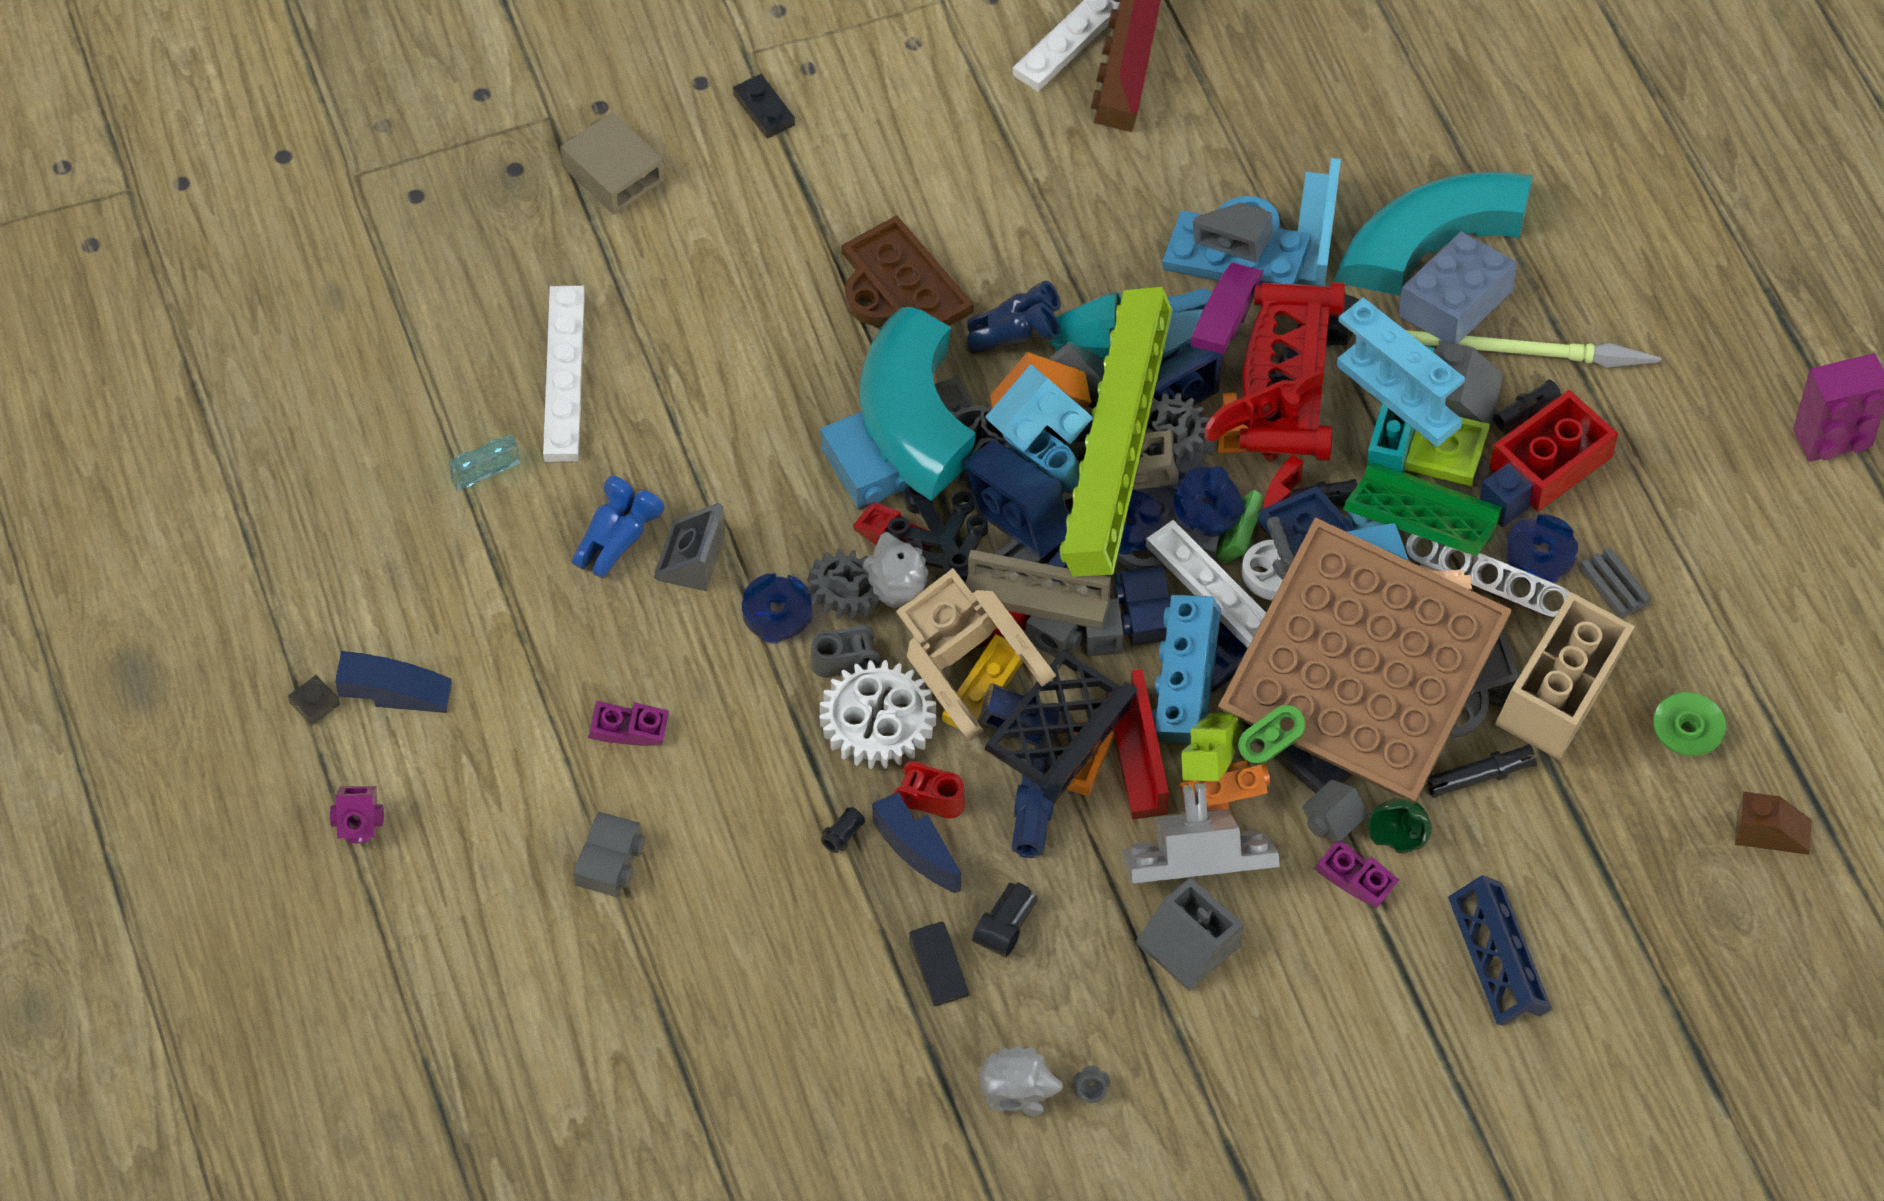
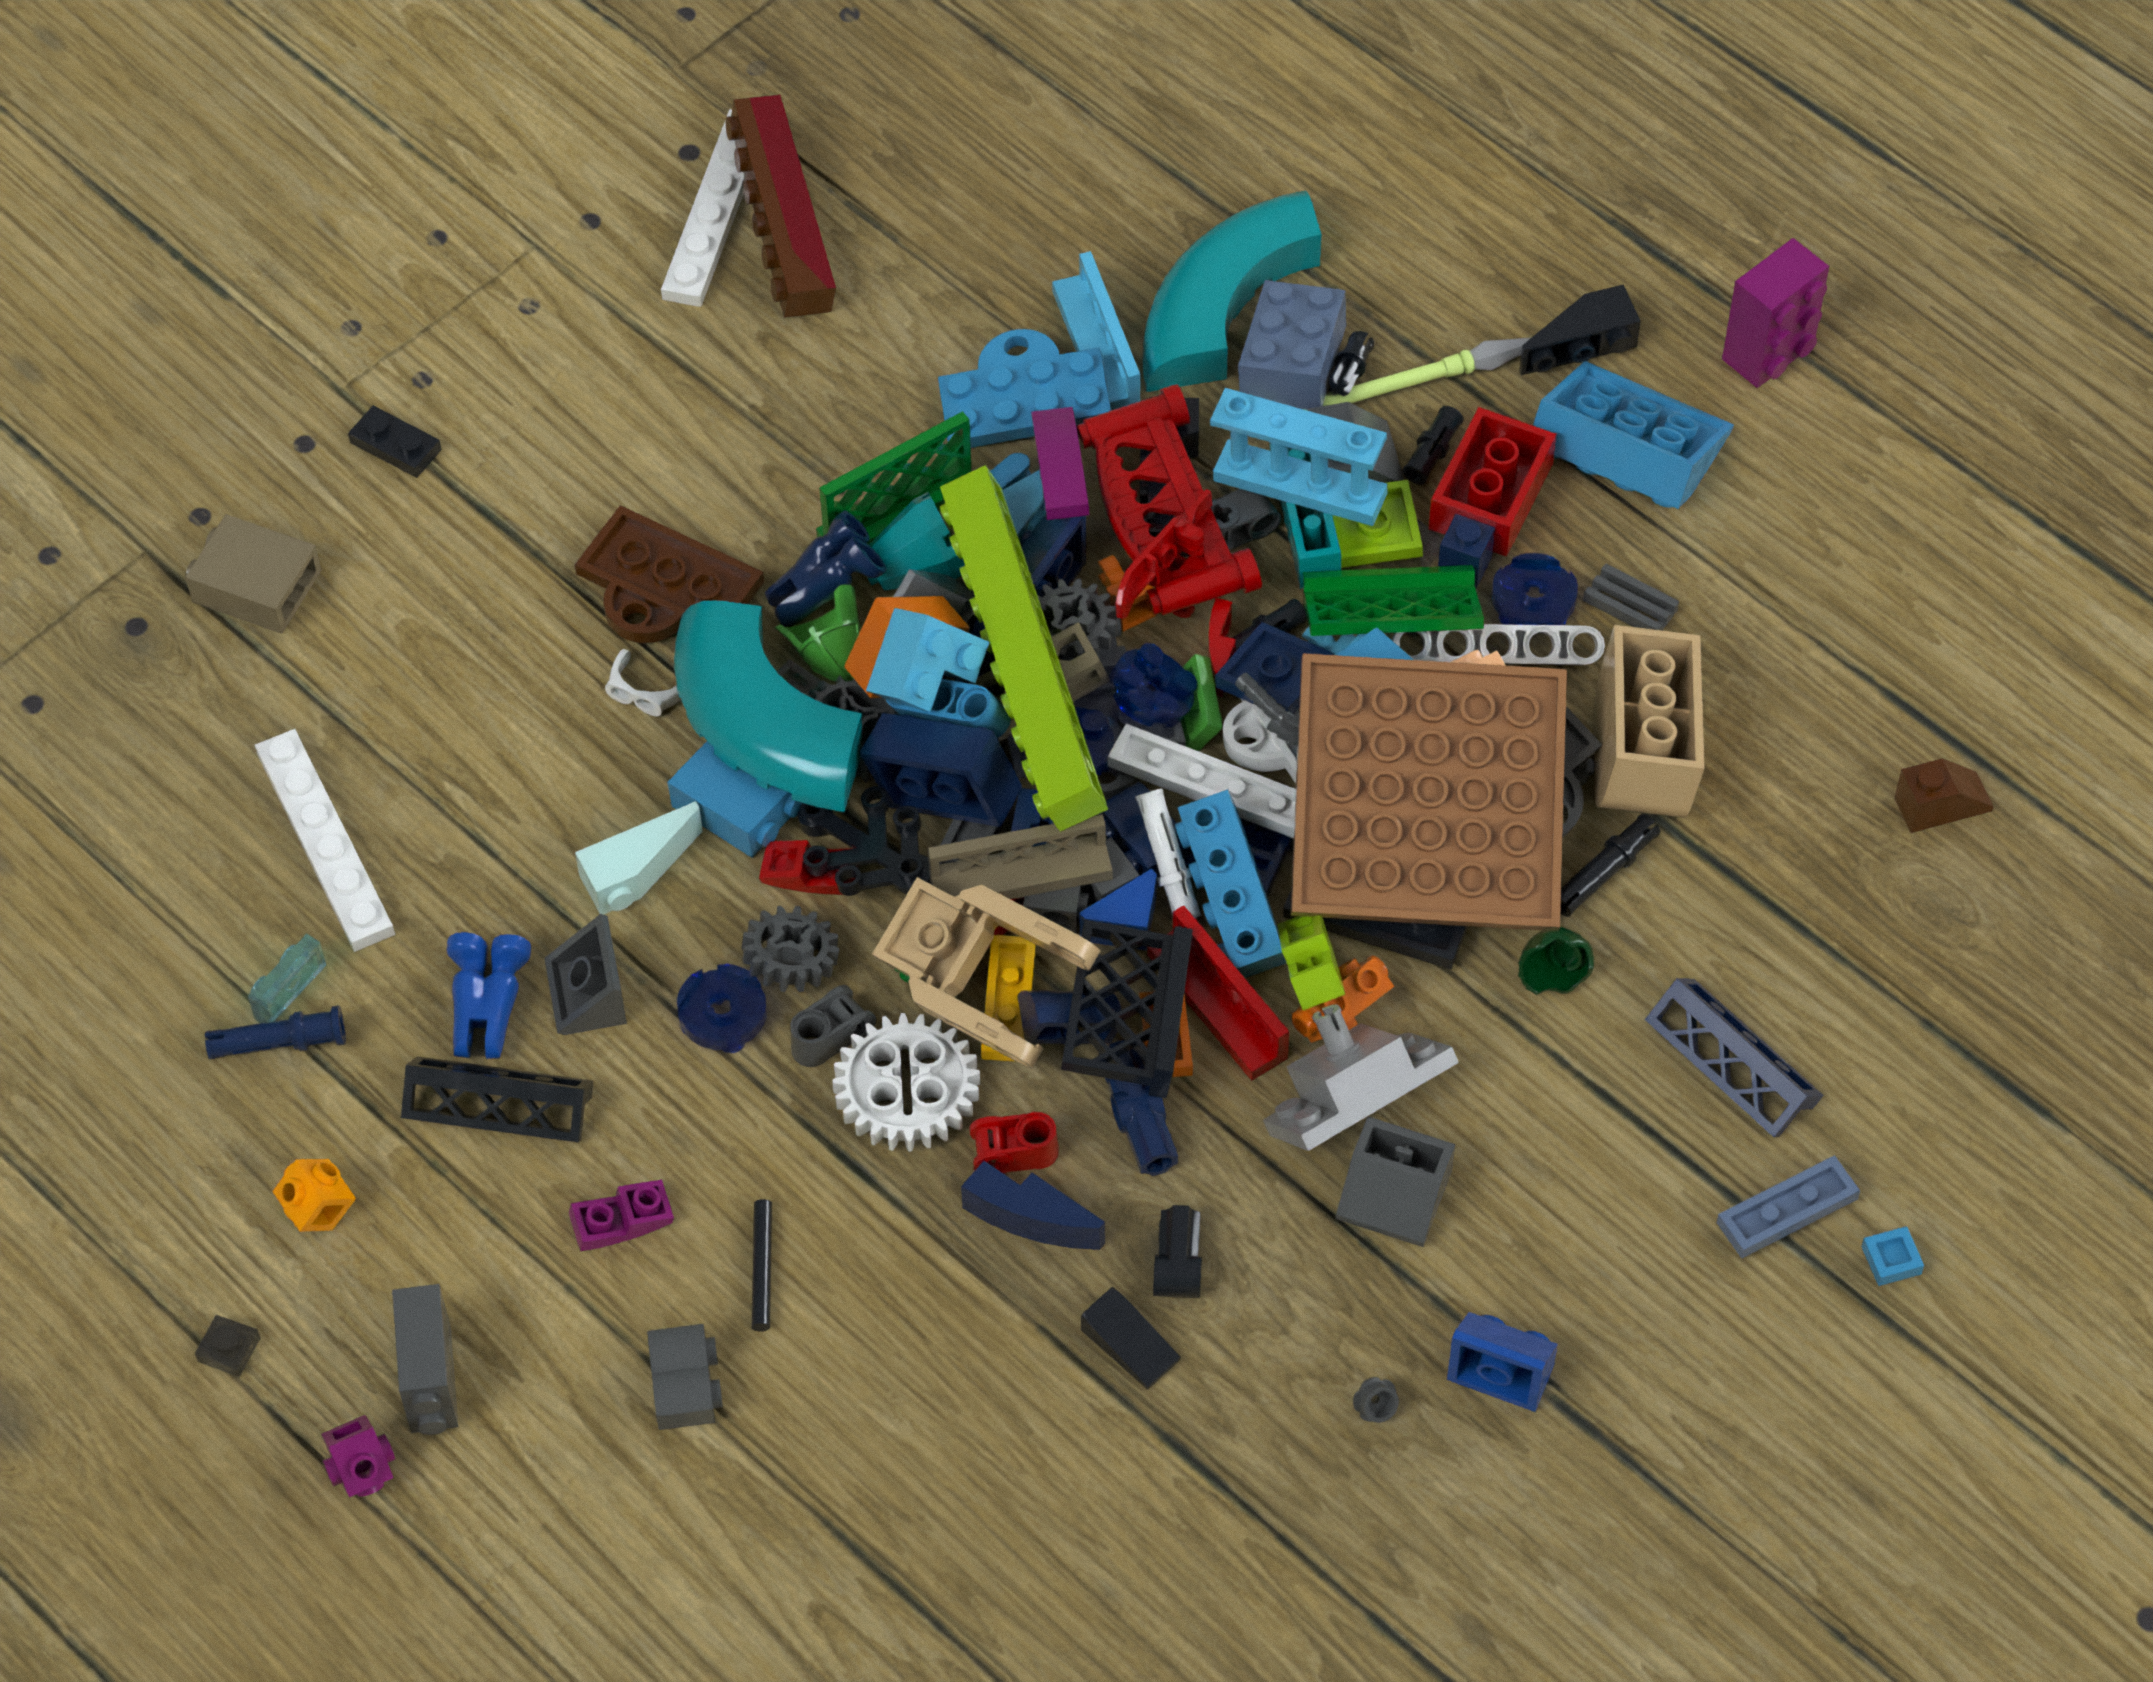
camera: 25 degrees left, 0 degrees up
(392, 683) = (315, 1285): dark blue slope -> none
(422, 619) = (313, 1194): none -> light orange brick
(436, 764) = (425, 1359): none -> dark grey brick
(472, 500) = (296, 1031): none -> dark blue pin
(592, 594) = (499, 1082): none -> black fence
(707, 801) = (761, 1265): none -> black bar
(770, 476) = (634, 860): none -> light aqua slope
(837, 835) = (937, 1232): black pin -> none
(844, 367) = (625, 694): none -> white cap
(896, 571) = (849, 909): light grey animal -> none
(989, 370) = (830, 638): none -> bright green helmet
(1017, 1080) = (1295, 1432): light grey animal -> none
(1087, 286) = (887, 501): none -> green fence
(1105, 655) = (1126, 907): none -> blue slope
(1152, 626) = (1166, 849): none -> white pin
(1197, 1094) = (1501, 1360): none -> blue slope
(1235, 230) = (1018, 374): dark grey slope -> none
(1270, 732) = (1371, 919): bright green plate -> none
(1334, 811) = (1476, 975): dark grey brick -> none
(1348, 404) = (1245, 517): none -> dark grey piece
(1355, 875) = (1532, 1039): magenta slope -> none
(1477, 1078) = (1788, 1206): none -> sand blue plate
(1496, 320) = (1350, 363): none -> black axle
(1535, 1148) = (1892, 1256): none -> dark azure plate
(1684, 456) = (1631, 434): none -> dark azure slope
(1691, 712) = (1801, 708): bright green dish -> none
(1693, 364) = (1587, 329): none -> black slope

